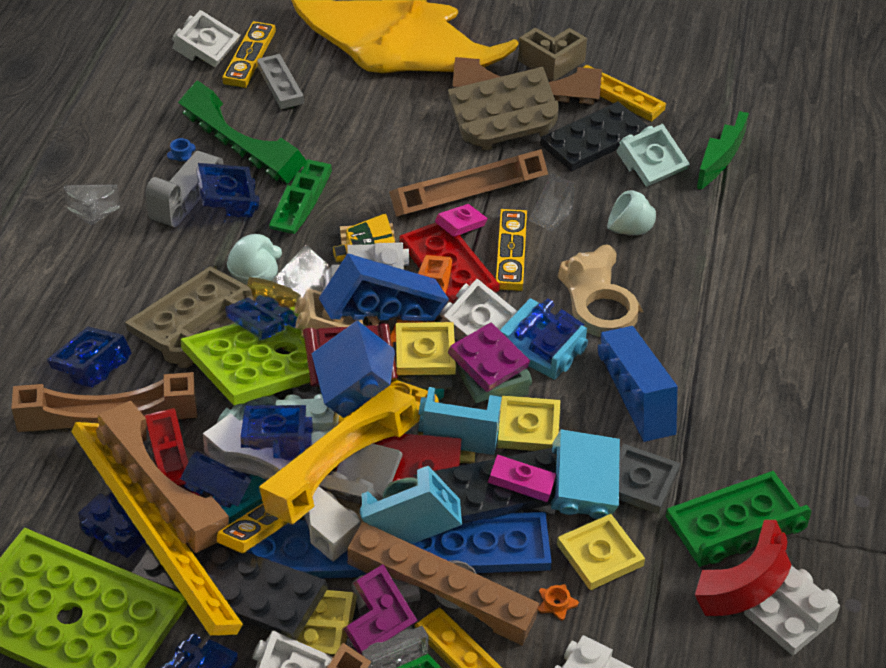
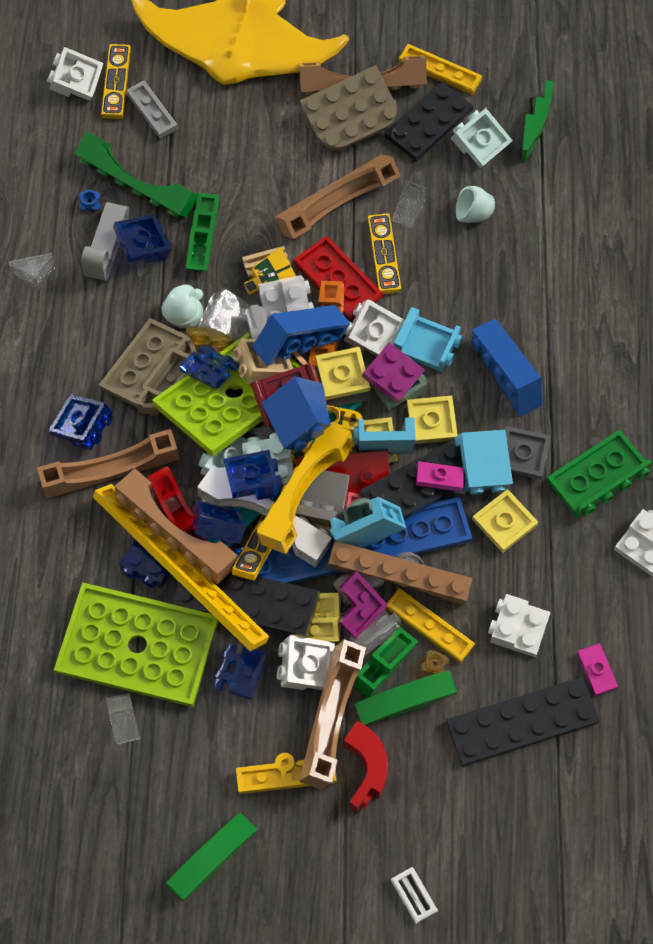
camera: 10 degrees left, 20 degrees up
(461, 220) = (339, 234): dark pink plate -> none
(554, 54) = (380, 42): dark tan brick -> none
(555, 333) = (438, 336): clear blue plate -> none
(556, 593) = (480, 559): orange plate -> none
(589, 280) = (451, 275): tan animal -> none
(750, 582) = (619, 529): red arch -> none

